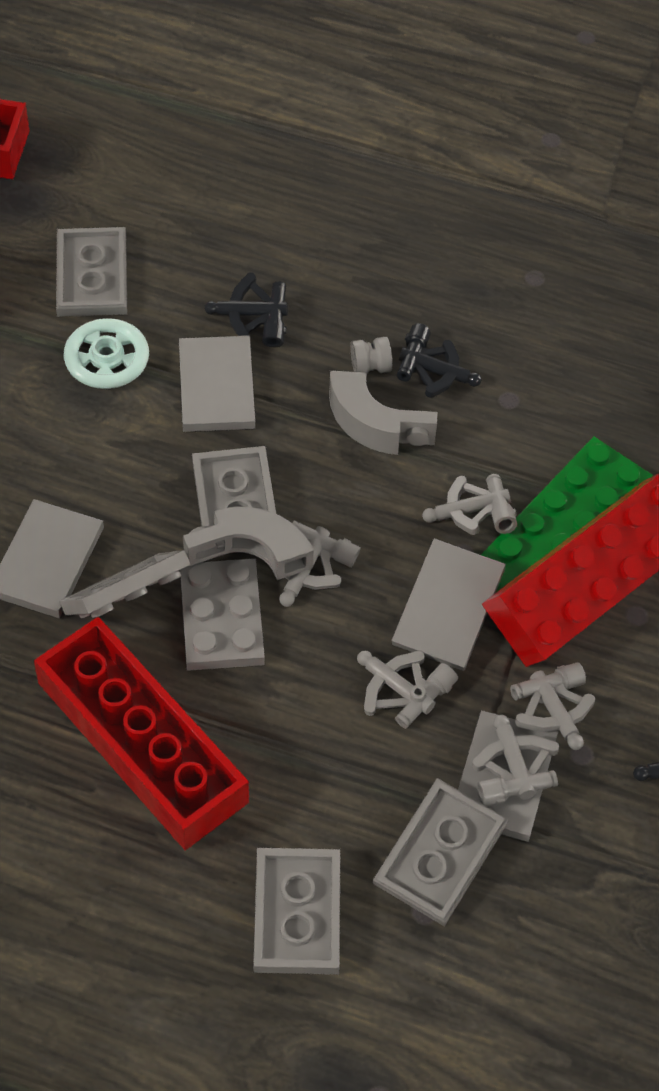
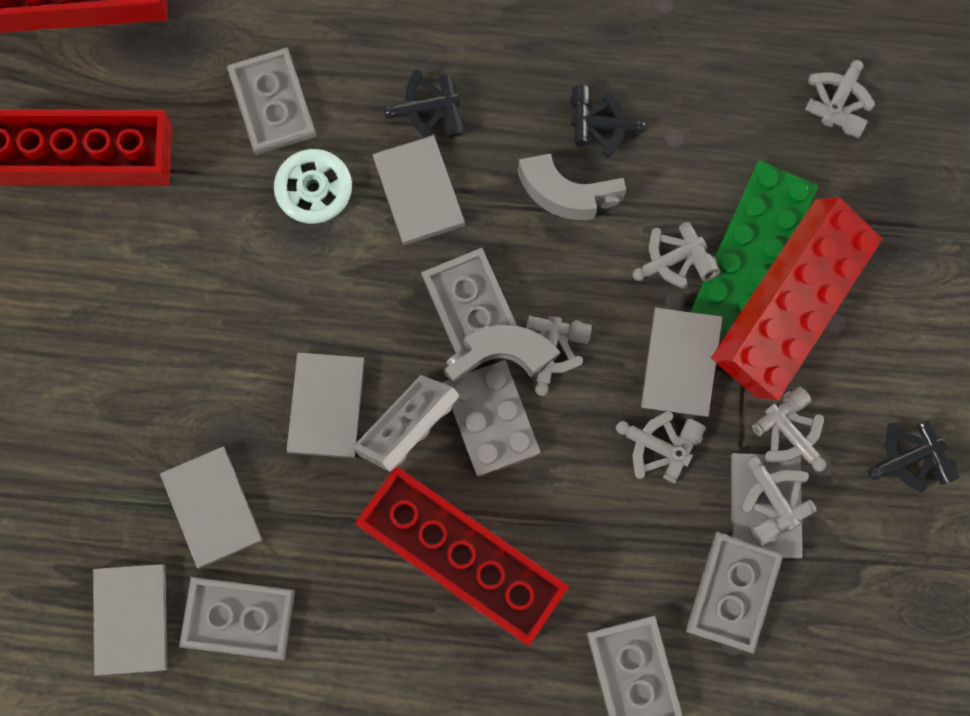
camera: 15 degrees left, 20 degrees up
(371, 356) = (547, 129): light grey wheel -> none

